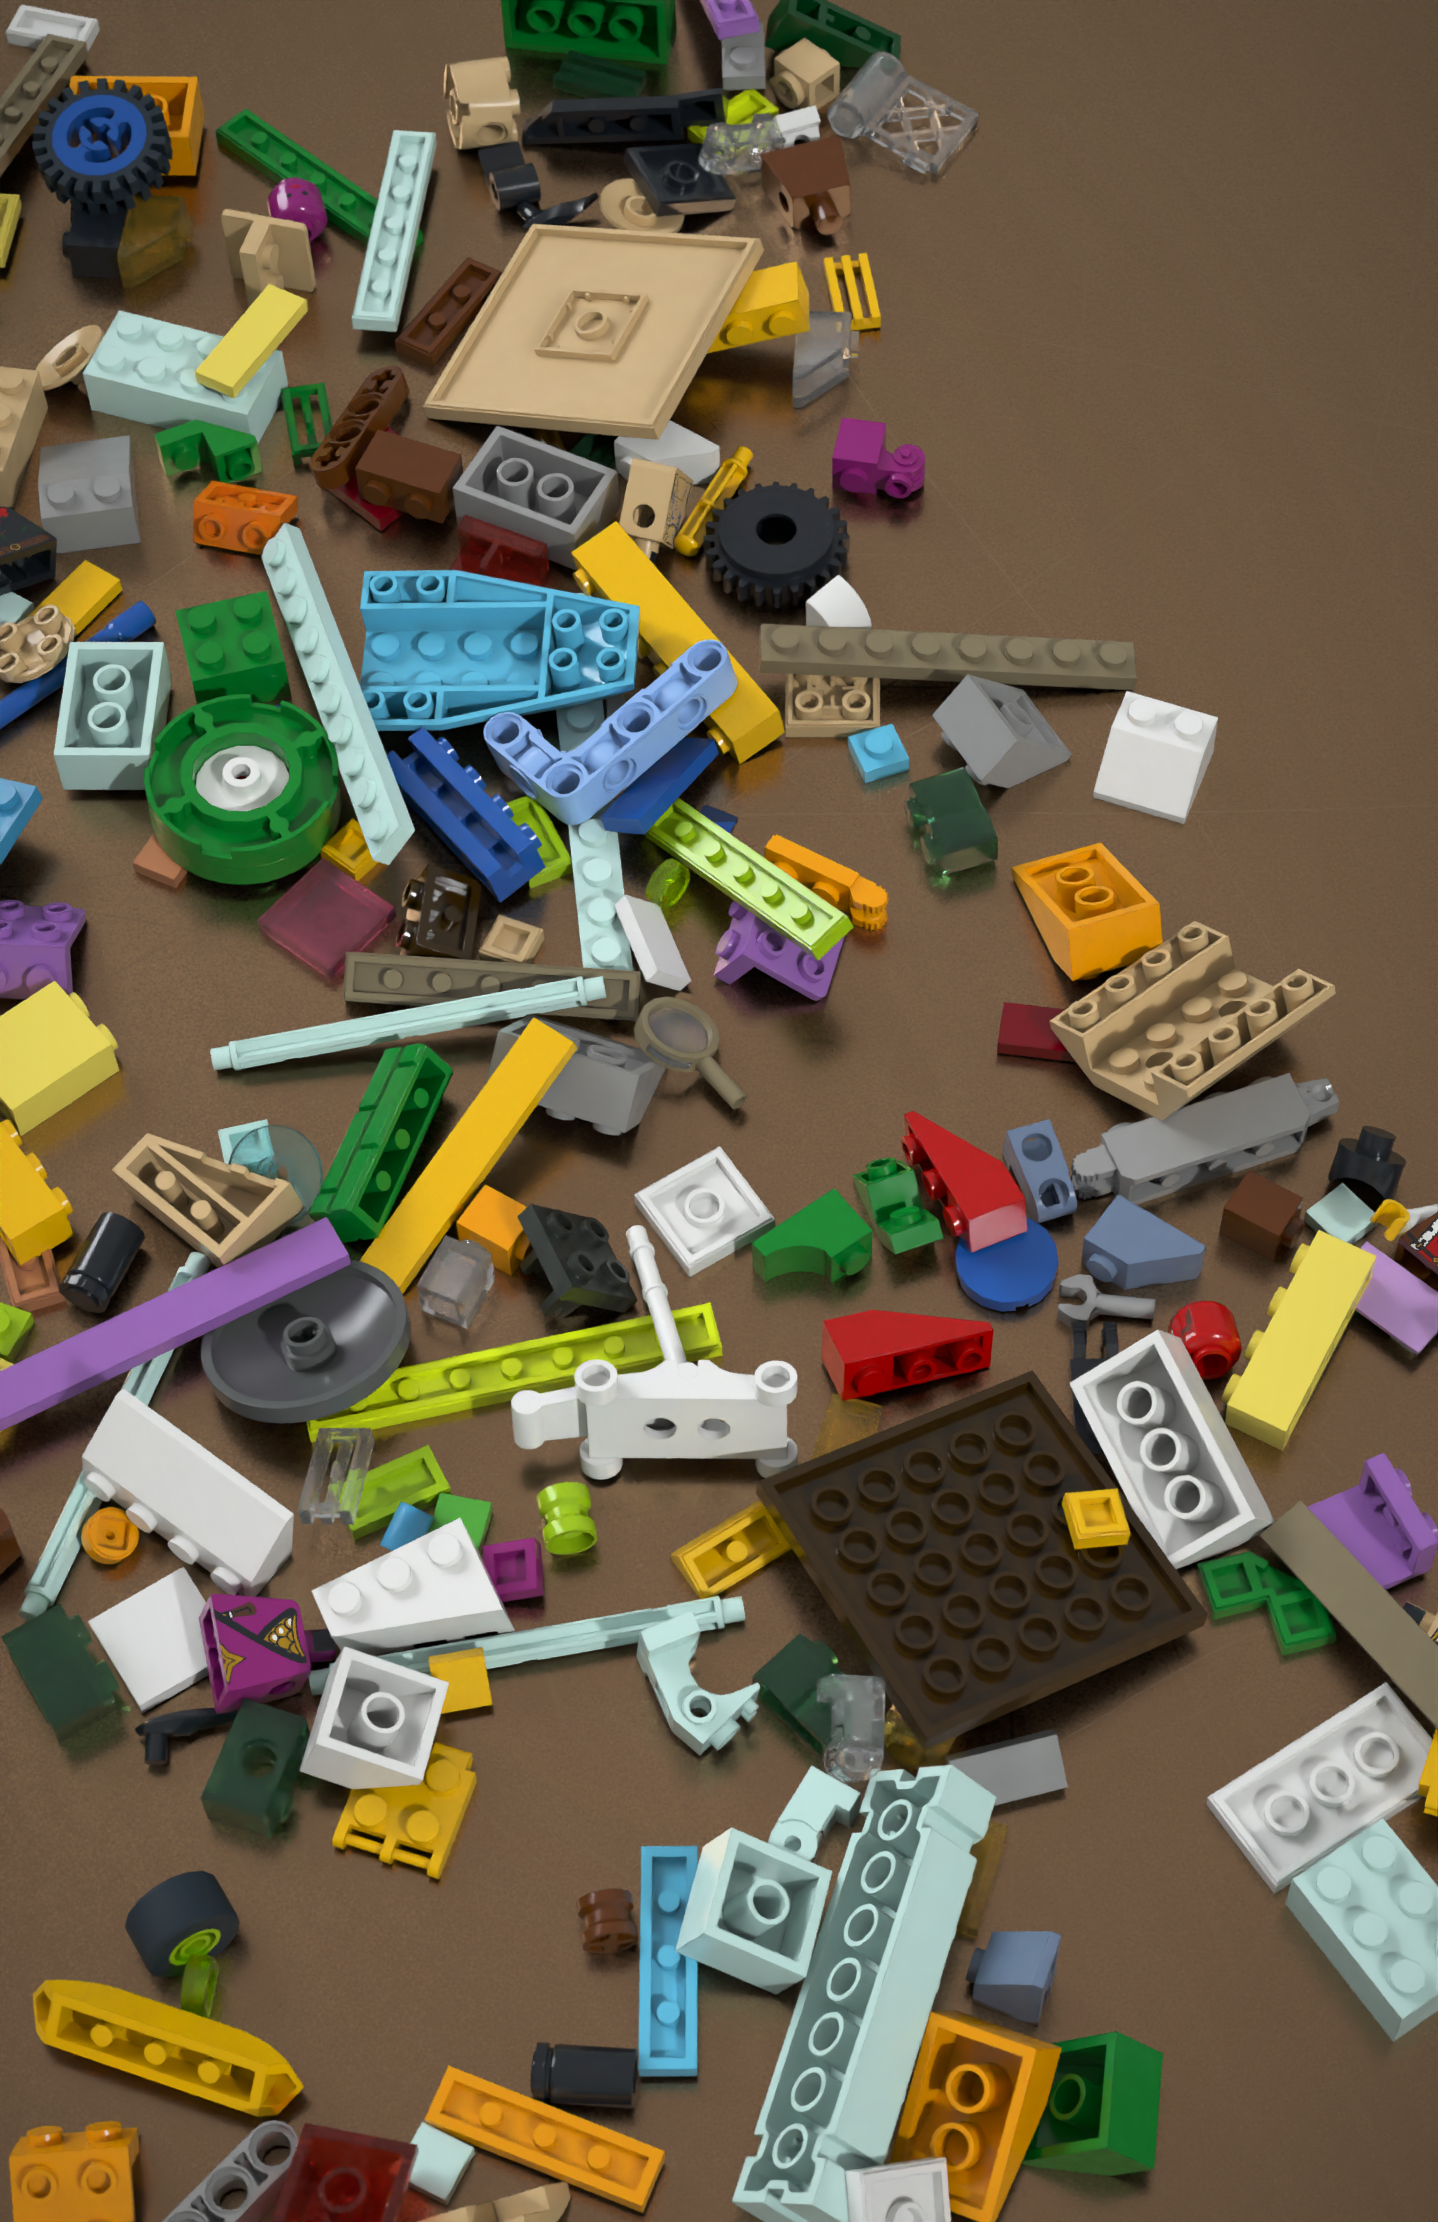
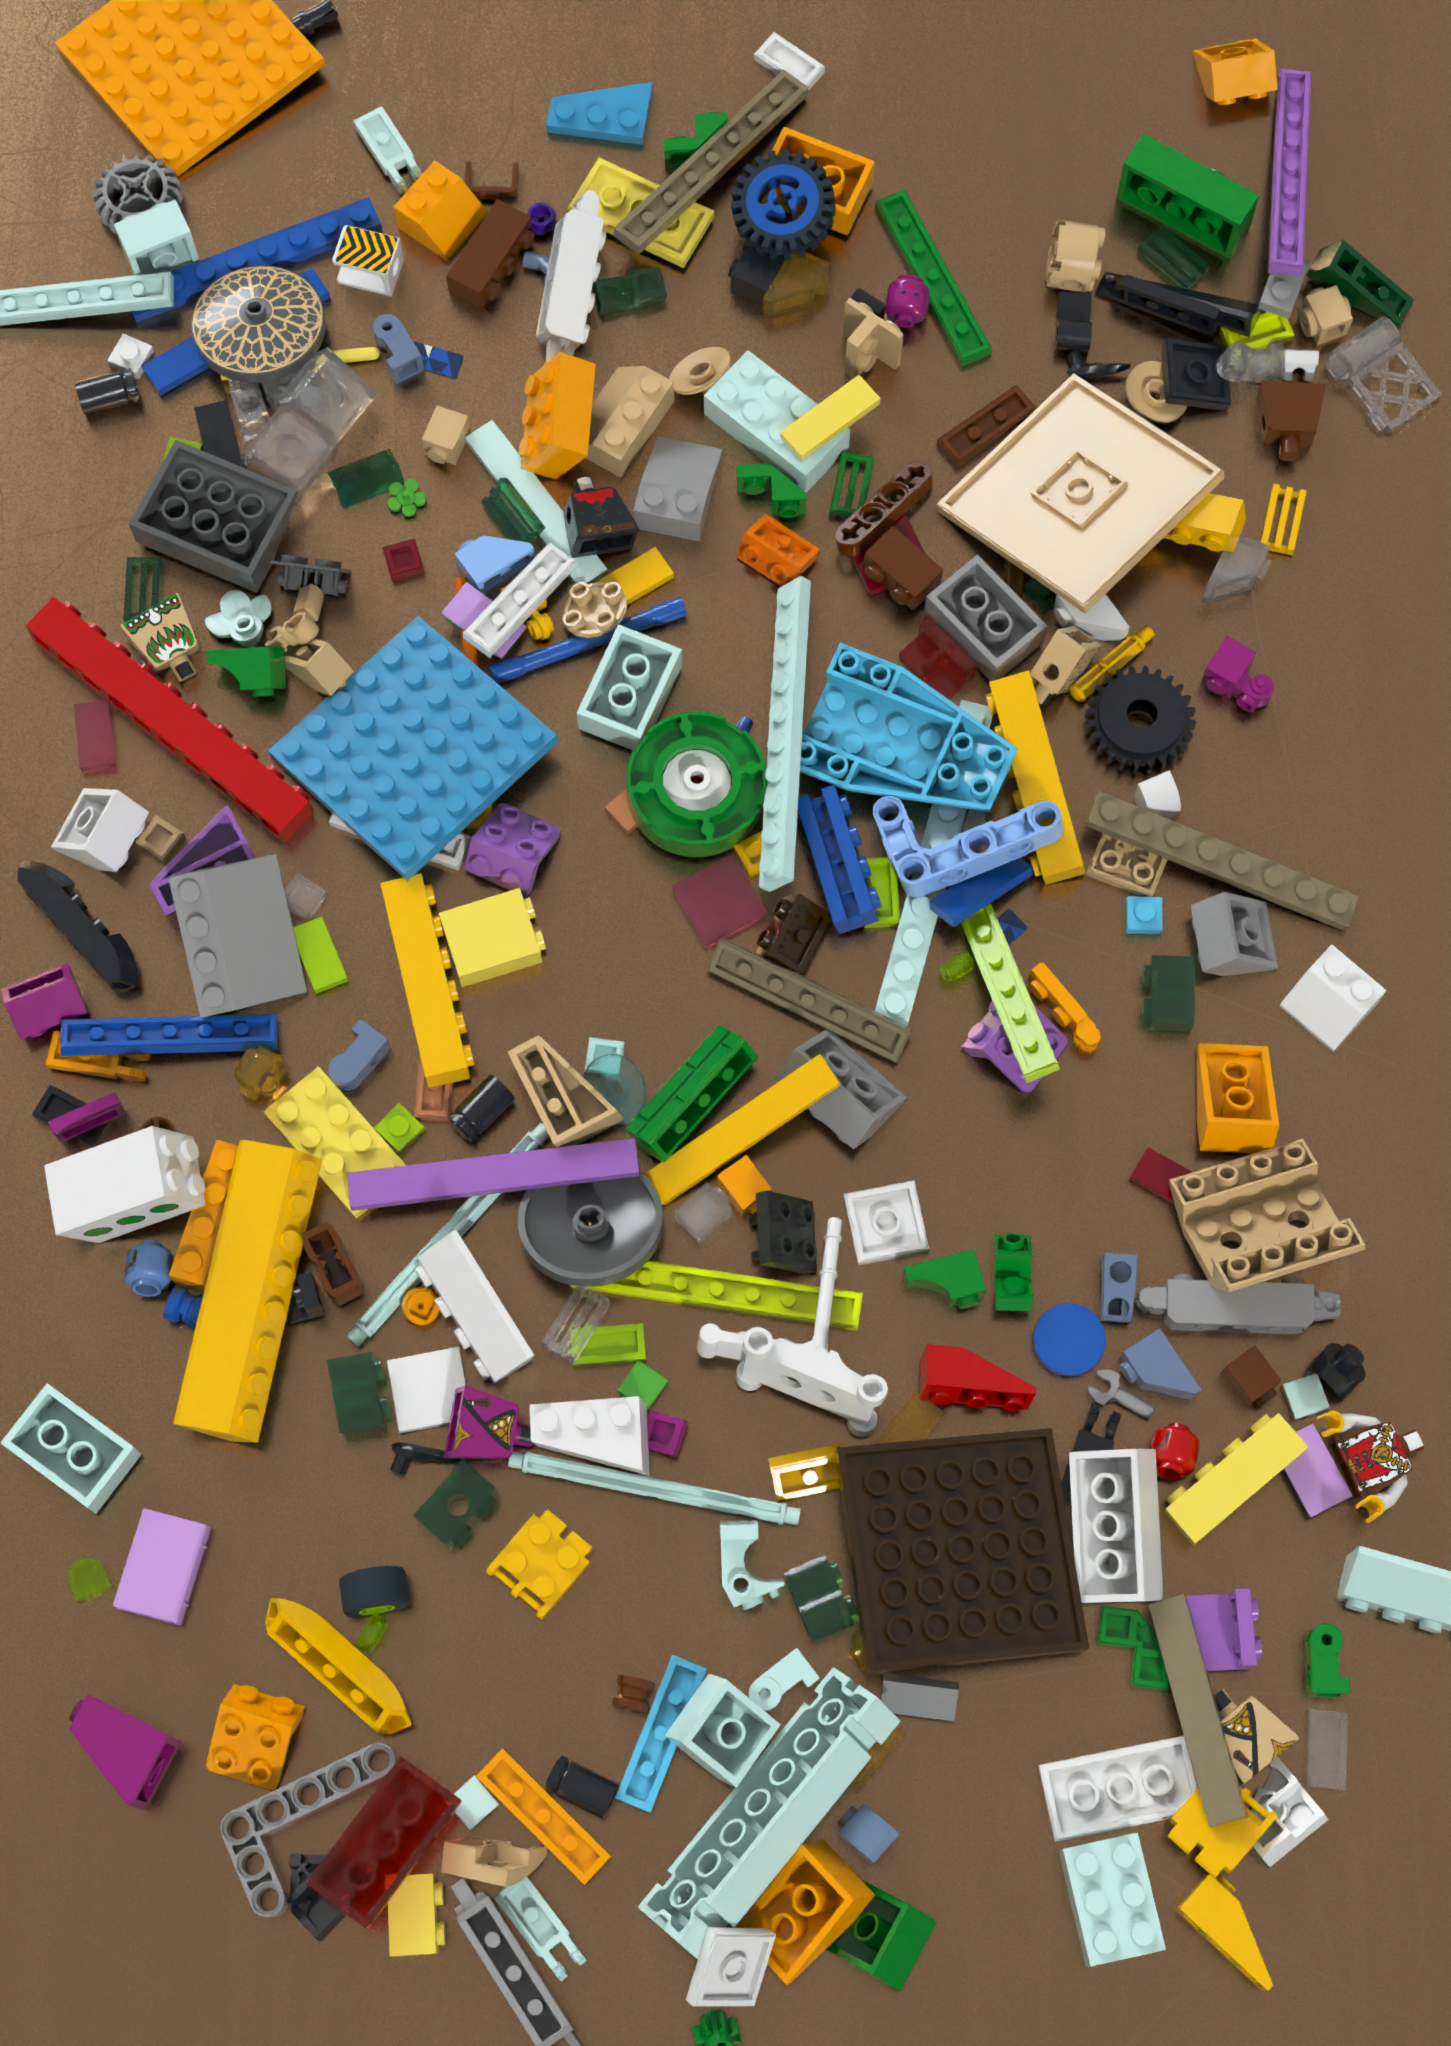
camera: 20 degrees right, 15 degrees up
(234, 649) = (729, 666): green brick -> none
(374, 1723) = (536, 1510): white slope -> none
(394, 231) = (971, 344): light aqua tile -> none
(406, 1526) = (607, 1379): dark azure hinge -> none
(408, 1023) = (743, 1008): light aqua piece -> none
(466, 1678) = (602, 1496): yellow tile -> none
(511, 941) = (835, 969): tan tile -> none
(567, 1519) = (711, 1409): lime wheel -> none
(652, 943) = (928, 1008): white tile -> none
(685, 1041) = (919, 1090): dark tan piece -> none
(855, 1726) = (833, 1637): clear leg -> none
(972, 1186) = (1067, 1285): red slope -> none
(1096, 1518) = (1045, 1555): yellow tile -> none

